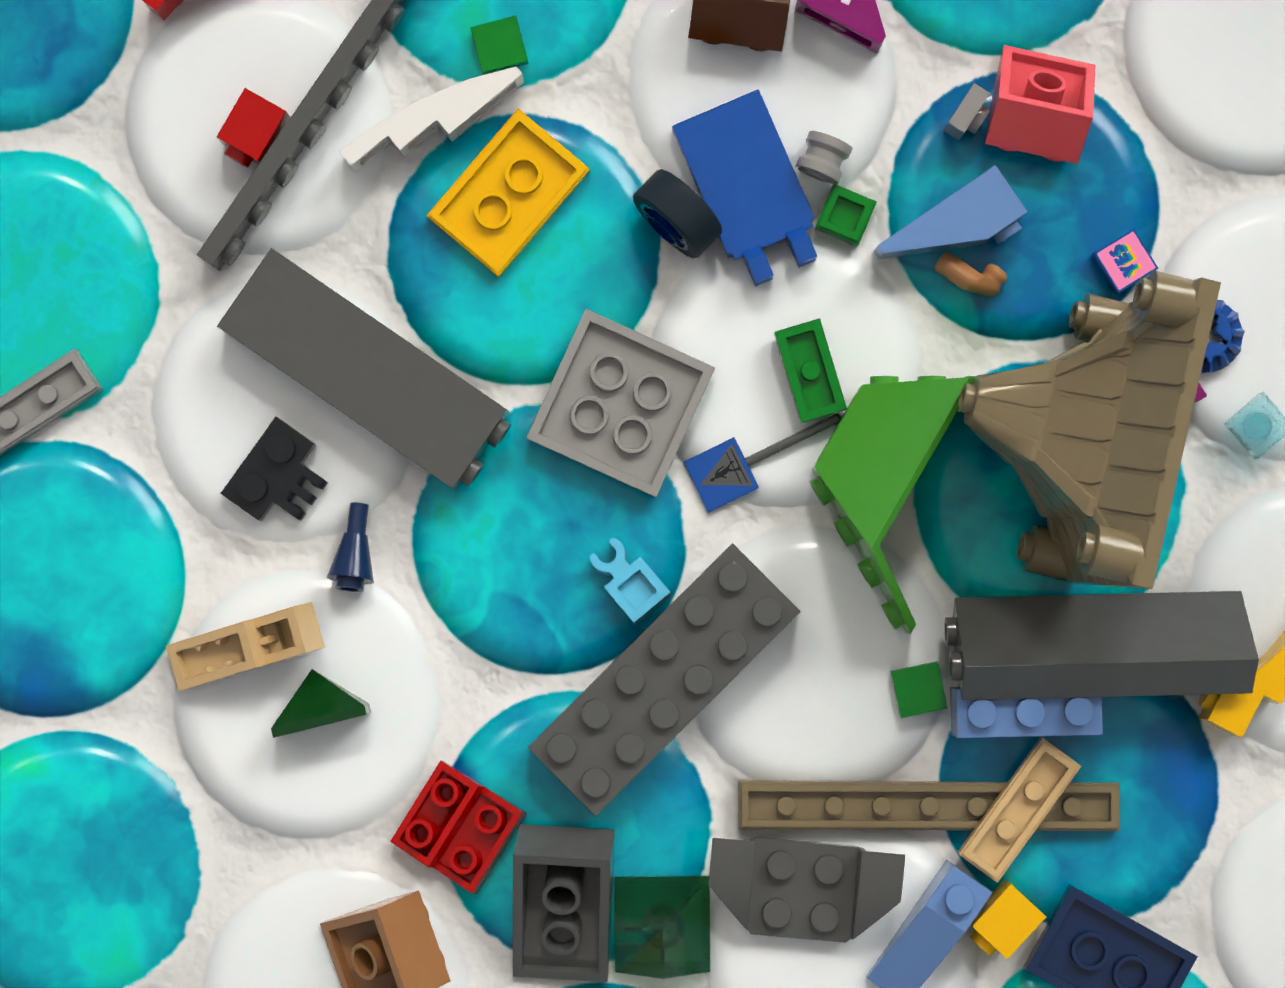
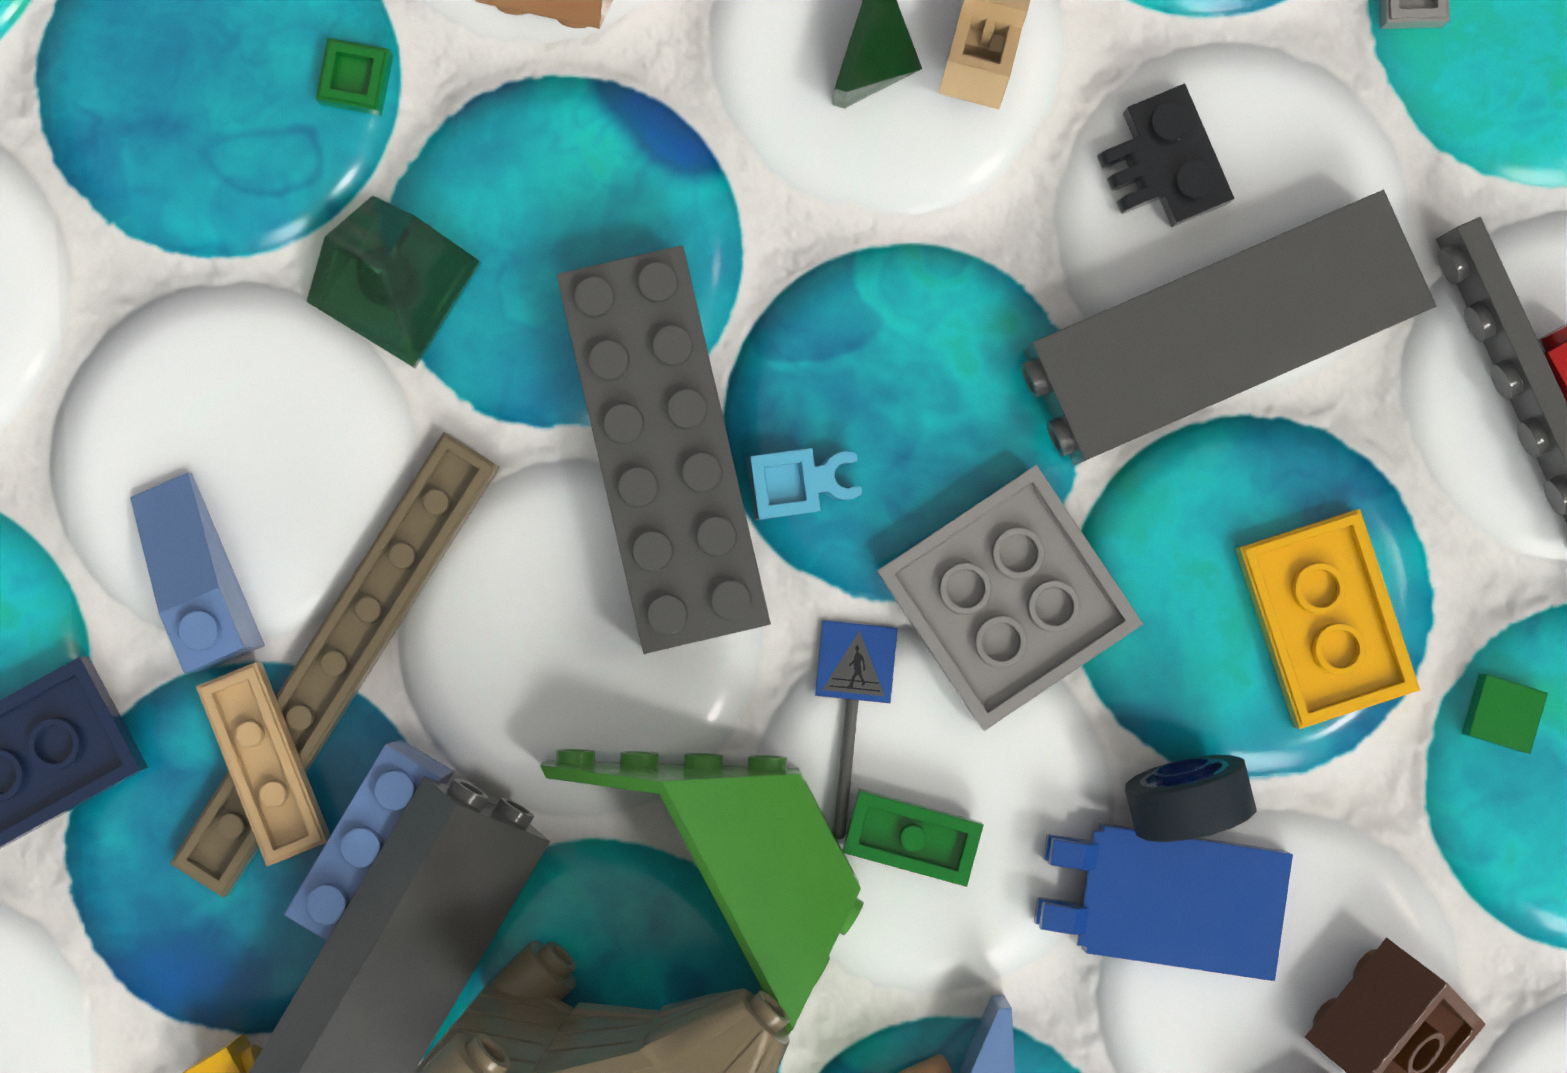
camera: 120 degrees right, 0 degrees up
(352, 561) = (1017, 184): dark blue cone -> none
(450, 109) = (1468, 613): white slope -> none
(458, 827) = (643, 120): red slope -> none
(562, 902) = (487, 183): dark grey slope -> none
(804, 886) = (331, 466): dark grey piece -> none
(823, 157) = (1150, 1008): light grey wheel -> none
(845, 215) = (1066, 989): green tile -> none
(918, 689) = (473, 734): green tile -> none
(1005, 921) = (146, 669): yellow brick -> none

